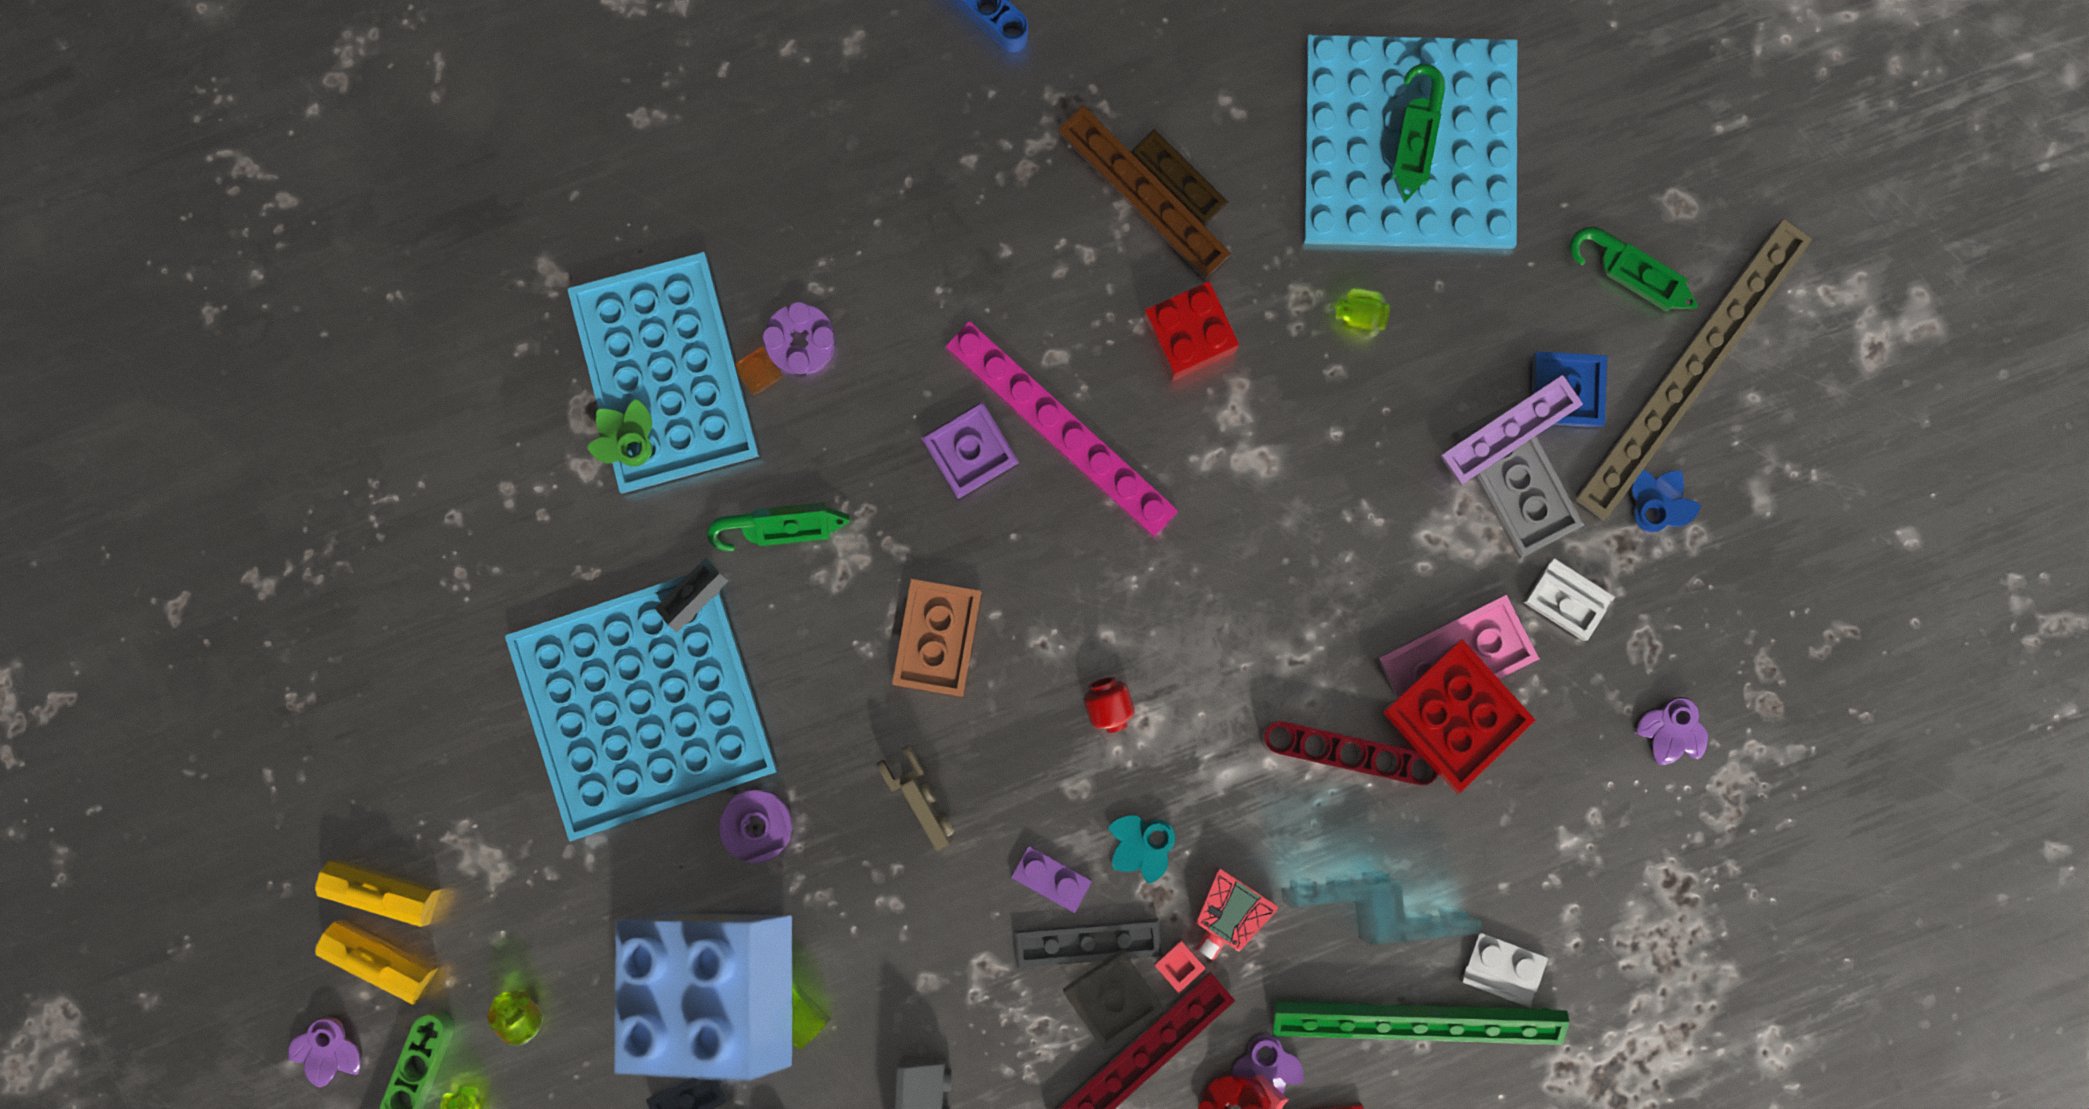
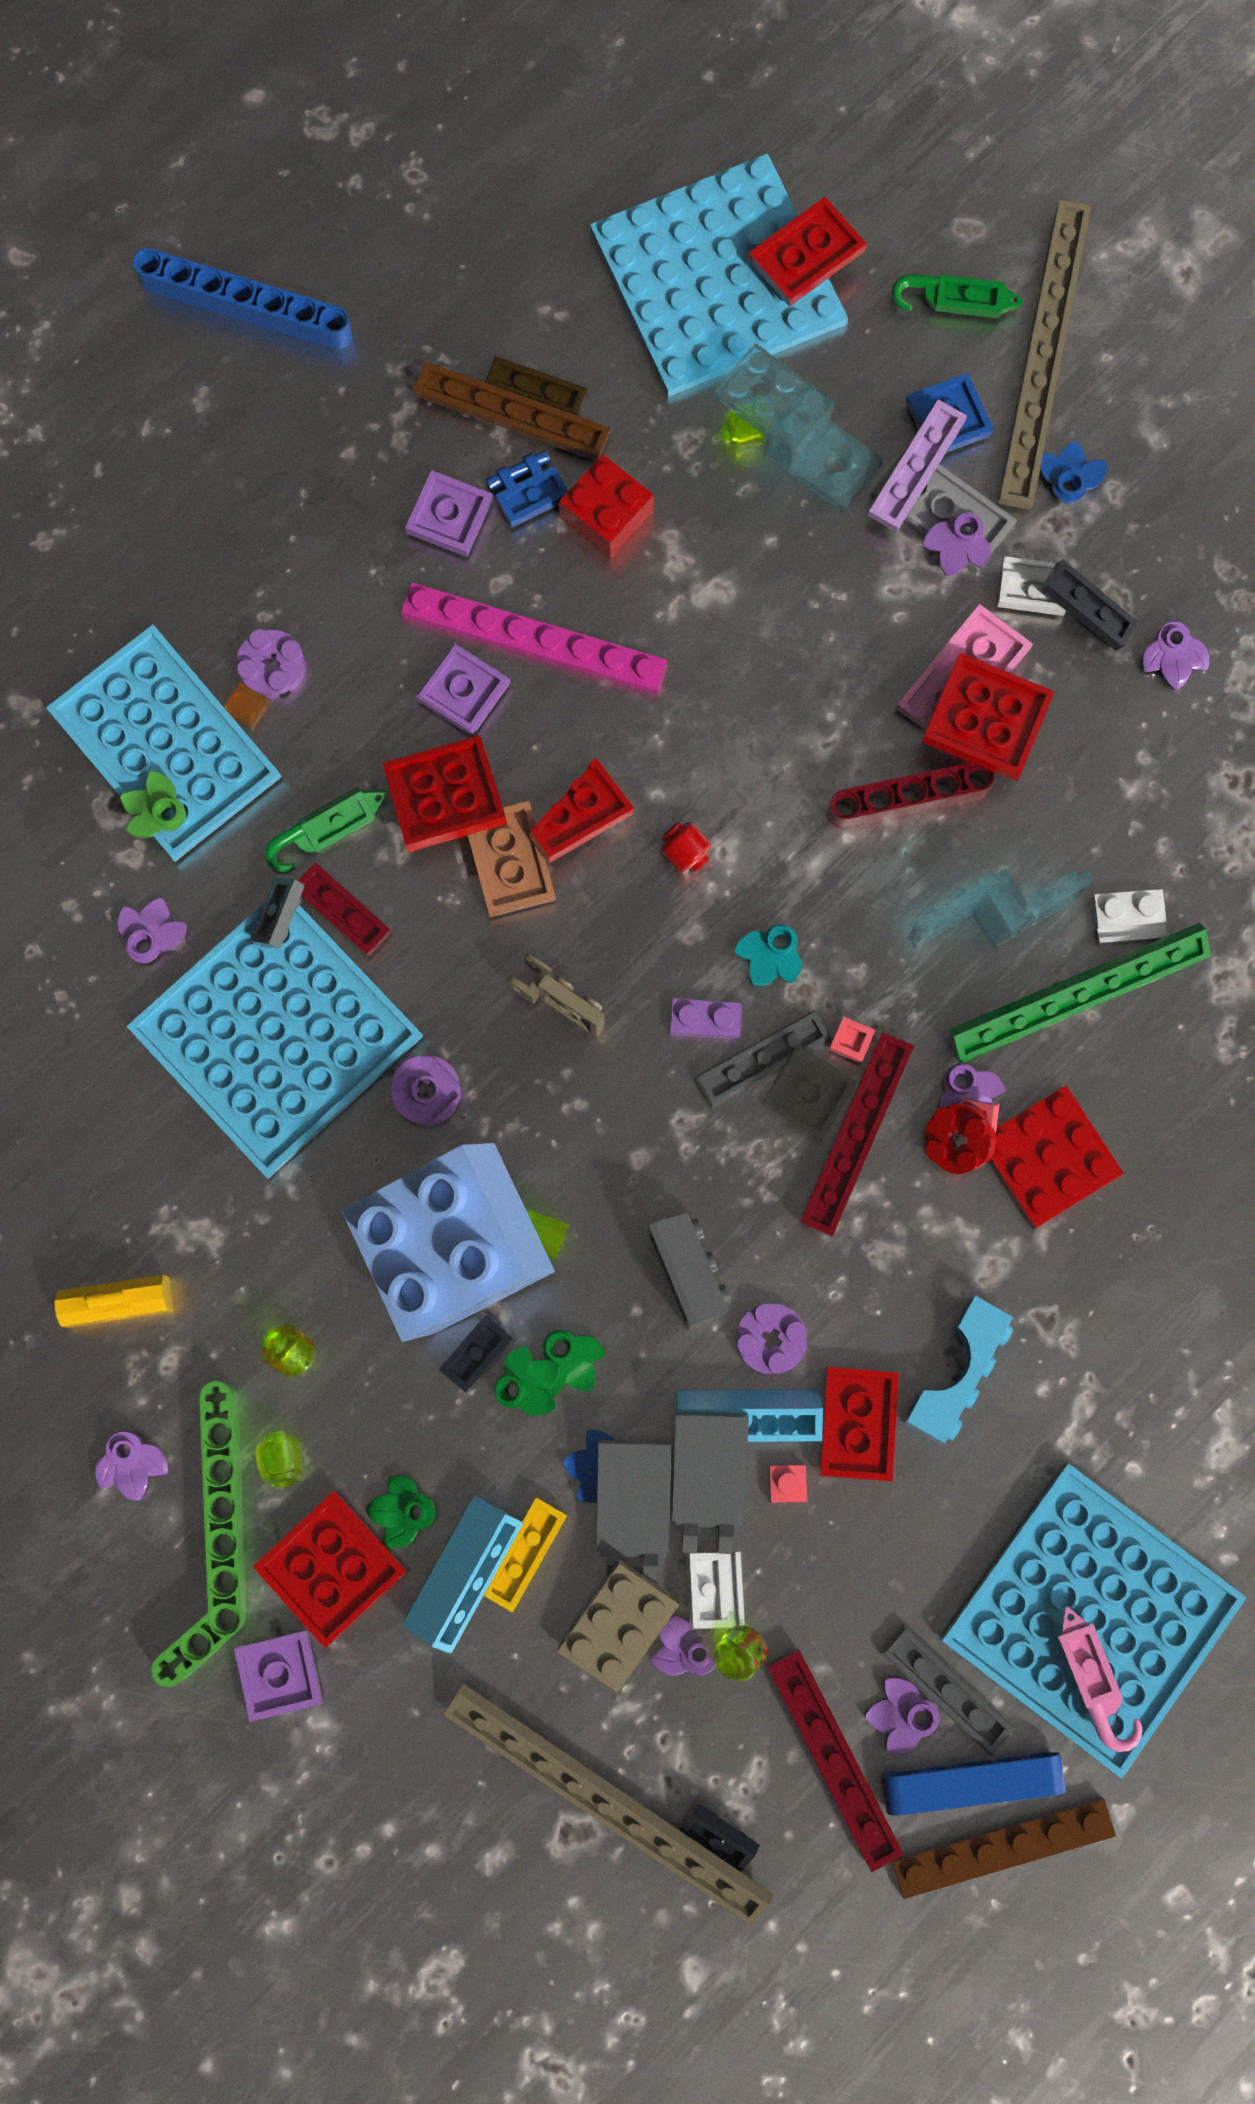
camera: 25 degrees left, 5 degrees down
(376, 961) = (139, 1362): yellow piece -> none
(574, 547) = (151, 926): none -> medium lavender plate
(757, 614) = (343, 910): none -> dark red plate
(903, 547) = (444, 793): none -> red plate
(1027, 626) = (582, 813): none -> red wing
(1036, 268) = (449, 513): none -> medium lavender plate
(1124, 286) = (531, 496): none -> blue plate
(1230, 914) = (874, 974): torso -> none
(1413, 337) = (798, 427): none -> clear light blue bracket
(1418, 133) = (722, 260): green plate -> none
(1506, 162) = (807, 251): none -> red plate
(1511, 529) = (956, 548): none -> medium lavender plate
(1612, 646) = (1089, 605): none -> black plate

